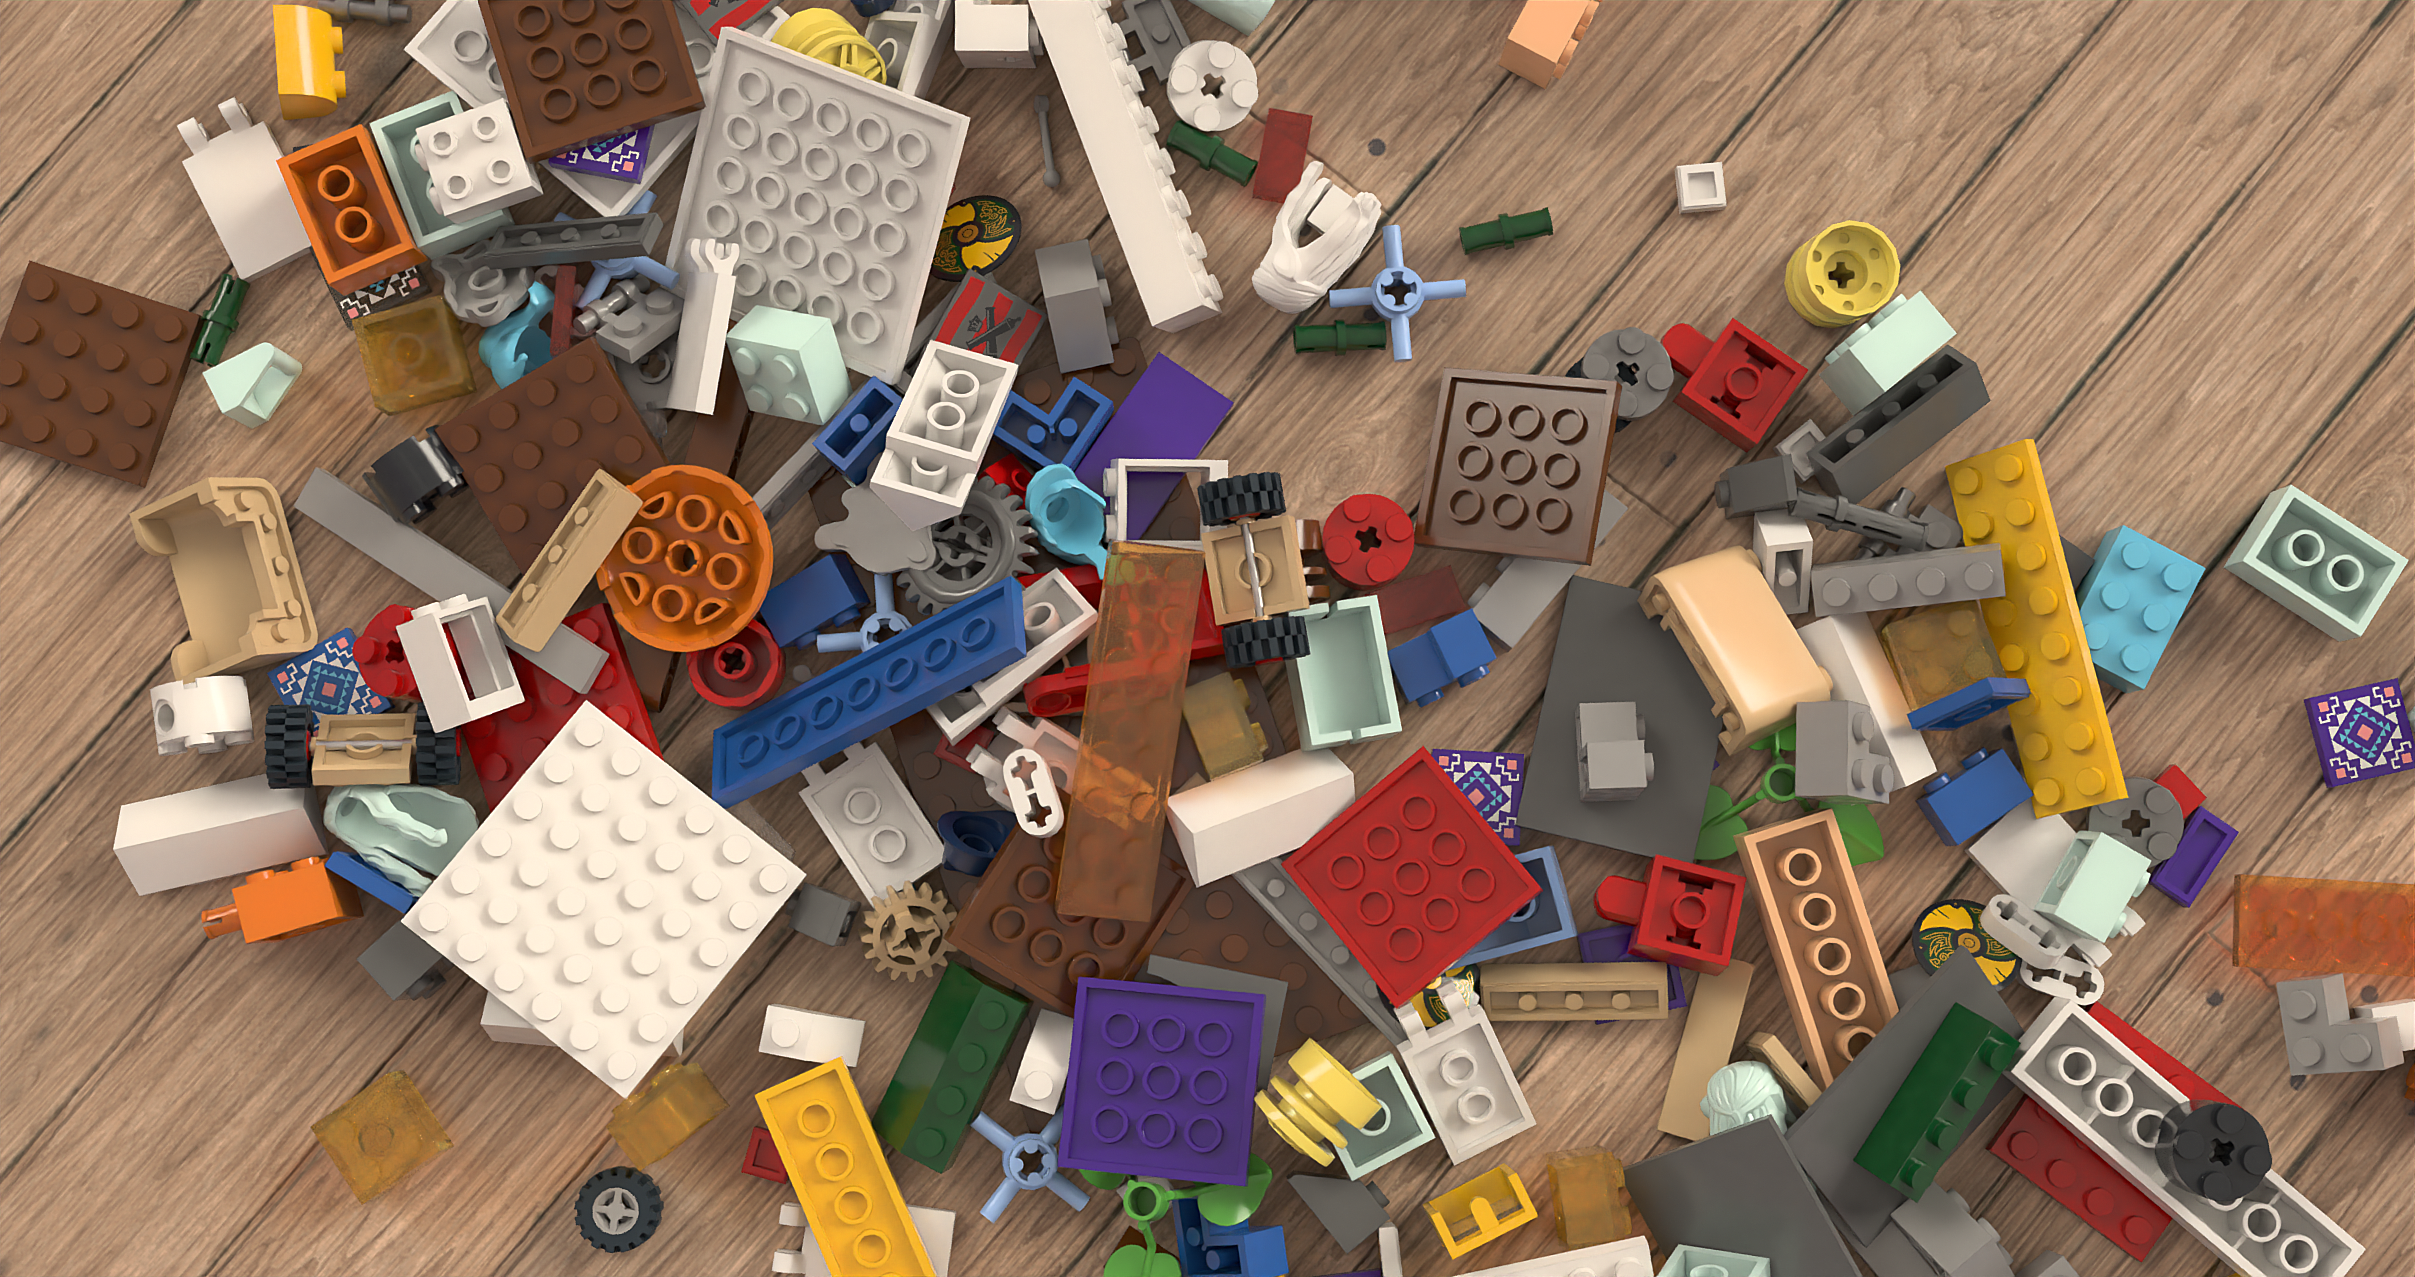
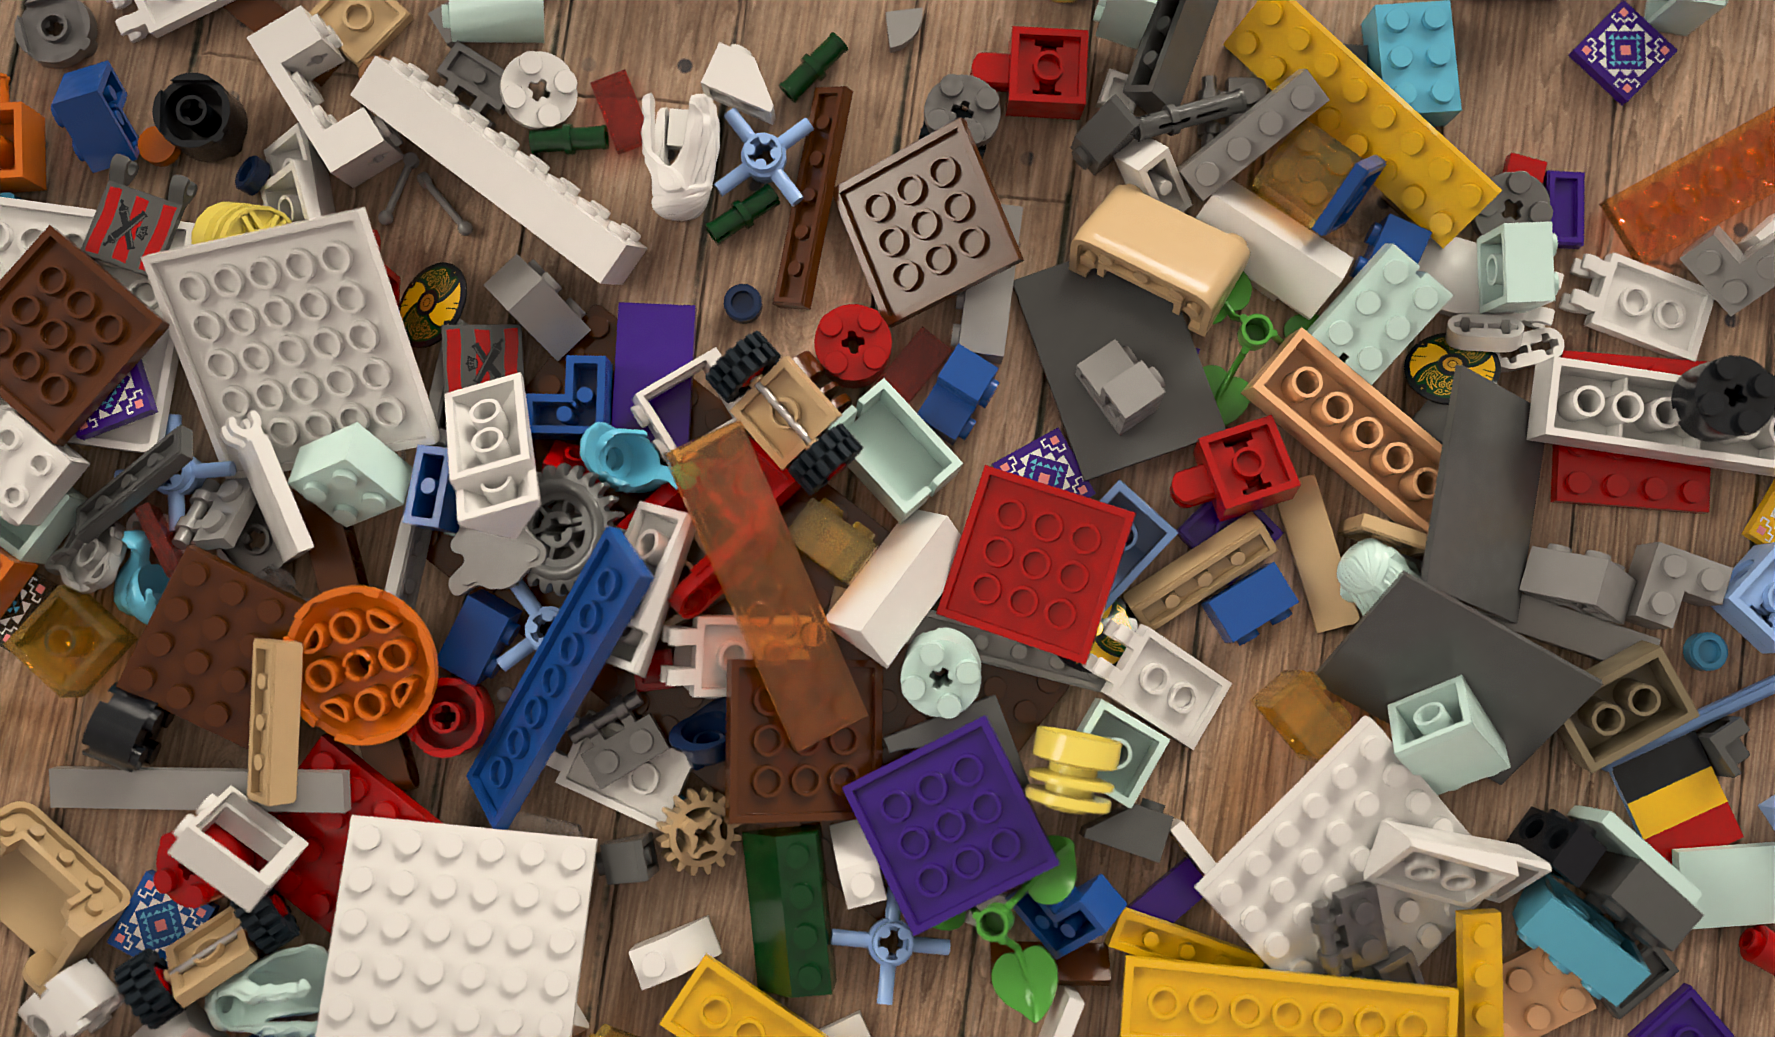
camera: 35 degrees left, 0 degrees up
(888, 805) = (626, 749): none -> flat silver plate
(1023, 797) = (718, 682): white beam -> none
(1038, 76) = (411, 162): none -> light grey hinge
(1245, 951) = (944, 694): none -> light aqua brick
(1283, 428) = (743, 303): none -> dark blue tile
(1419, 200) = (737, 82): none -> white slope
(1432, 356) = (816, 183): none -> reddish brown tile
(1480, 1210) = (1235, 771): yellow window -> none
(1605, 1055) = (1251, 603): none -> blue brick
(1624, 245) = (902, 27): none -> light grey tile
(1835, 755) = (1281, 285): light grey brick -> none
(1920, 844) = (1379, 312): none -> light aqua piece
(1937, 1101) = (1509, 487): dark green slope -> none
(2209, 1006) = (1641, 305): none -> white tile

